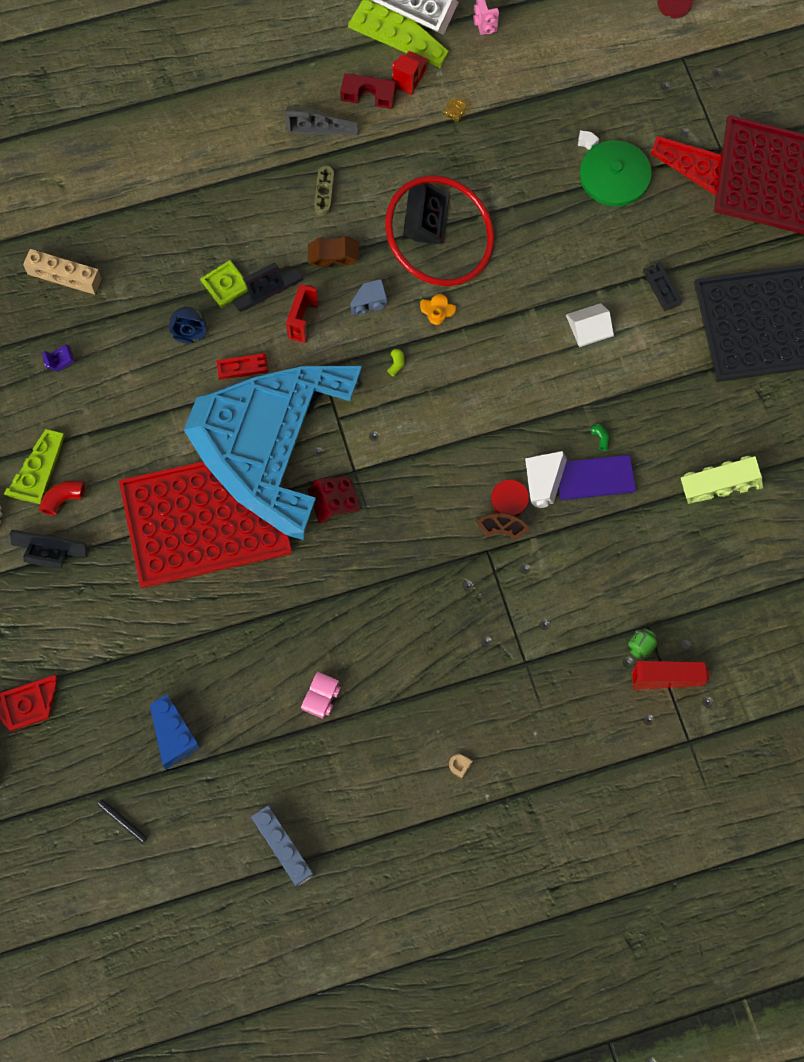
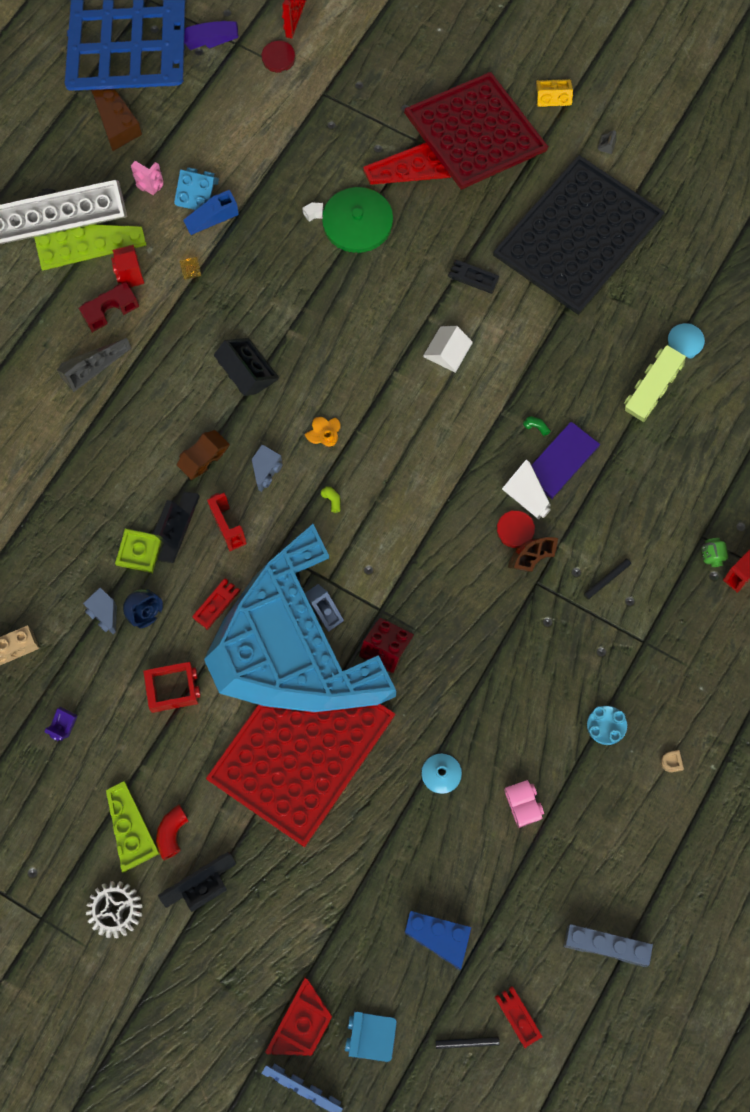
camera: 40 degrees left, 0 degrees up
(60, 754) = (371, 1037): none -> dark azure bracket
(141, 386) = (149, 677): none -> red window
(161, 304) = (103, 608): none -> sand blue slope
(172, 837) = (519, 1018): none -> red hinge
(290, 631) = (439, 783): none -> medium azure dish
(314, 433) = (324, 607): none -> sand blue slope
(321, 184) = (147, 420): olive beam -> none
(403, 261) = (256, 411): red piece -> none
(437, 695) = (607, 725): none -> medium azure dish
(510, 81) = (214, 211): none -> blue slope
(514, 53) = (194, 188): none -> dark azure bracket
(543, 593) = (608, 578): none -> black bar
(783, 470) = (686, 339): none -> medium azure dish

